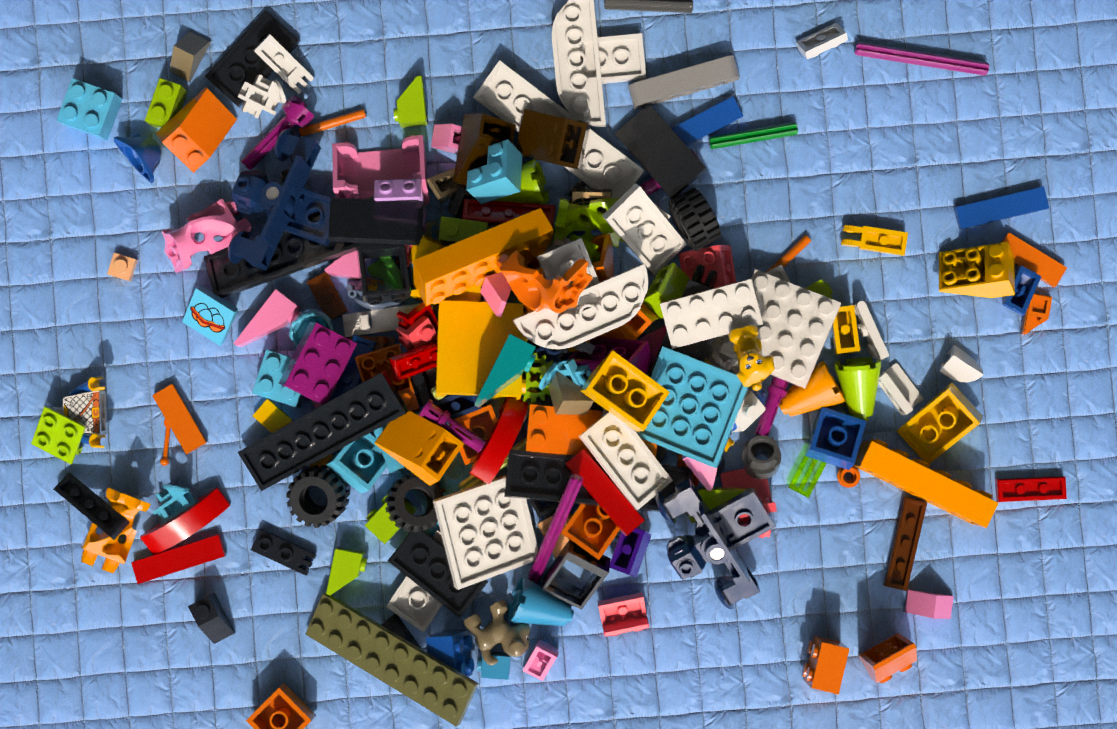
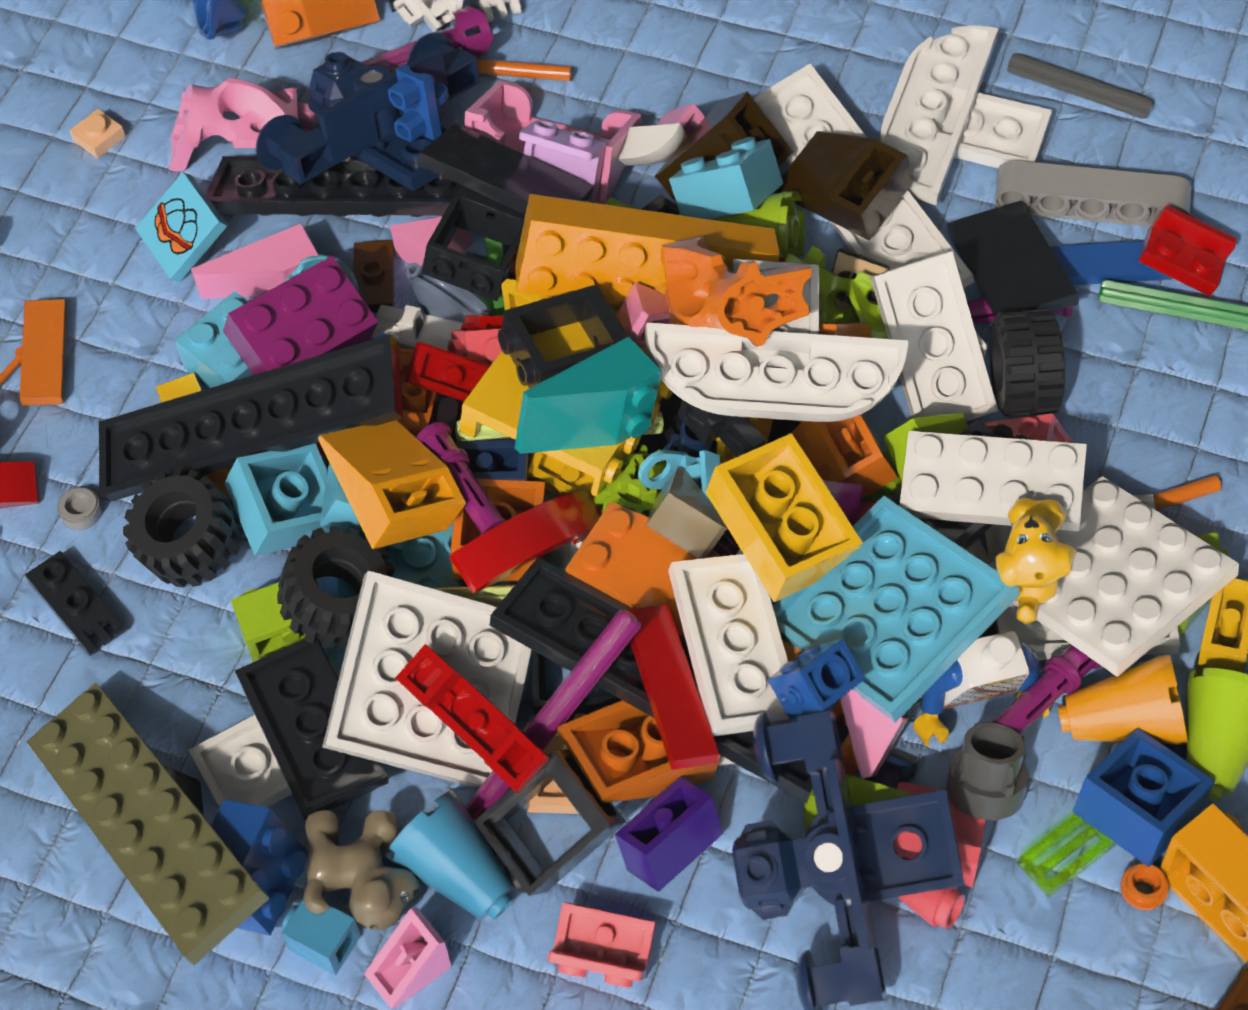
camera: 25 degrees right, 30 degrees down
(253, 499) = (79, 508): none -> light grey tile
(305, 196) = (419, 100): none -> blue hips
(345, 567) = (155, 665): lime slope -> none
(412, 105) = (647, 81): lime slope -> none
(439, 161) = (651, 144): none -> white brick
(443, 185) = (636, 185): dark tan slope -> none
(485, 315) = (581, 306): none -> black window
(521, 545) = (473, 718): none -> red slope
(675, 467) = (816, 678): none -> blue head
(746, 104) = (1186, 250): none -> red bracket

